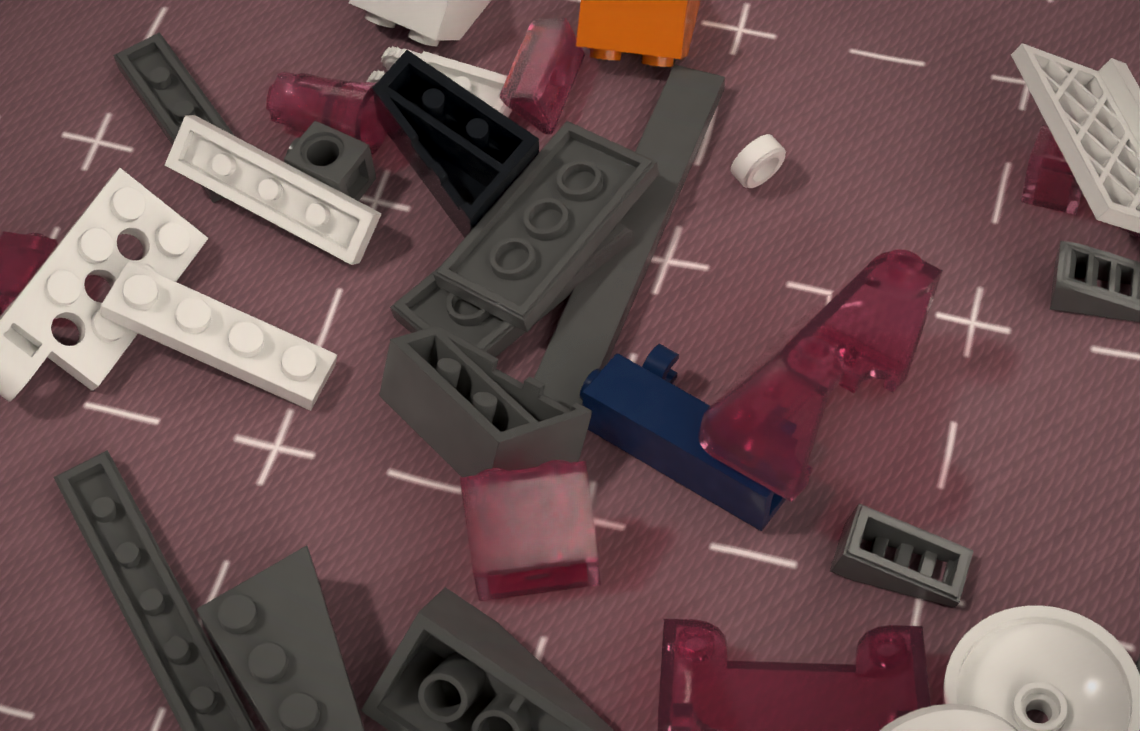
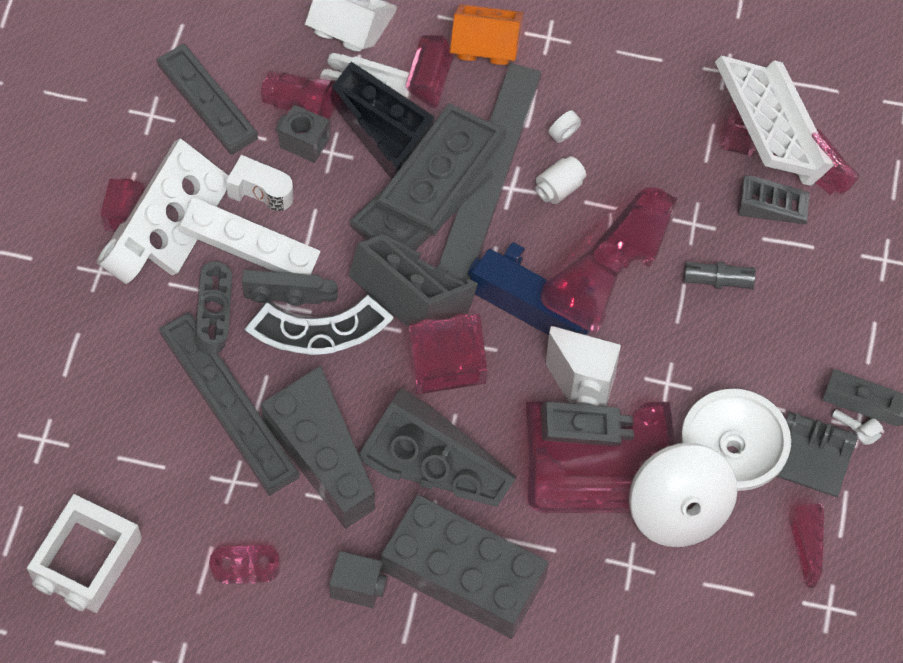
camera: 10 degrees left, 5 degrees up
(153, 464) = (204, 317): none -> dark grey beam
(250, 244) = (261, 183): none -> white leg
(273, 189) = (271, 148): white plate -> none
(274, 413) = (288, 288): none -> dark grey hinge
(315, 492) = (320, 332): none -> dark grey brick
(746, 246) = (560, 180): none -> white brick
(767, 662) = (584, 424): none -> dark grey hinge
(769, 561) = (582, 366): none -> white slope
(875, 570) = (640, 370): dark grey slope -> none
(1016, 407) = (719, 275): none -> dark grey pin

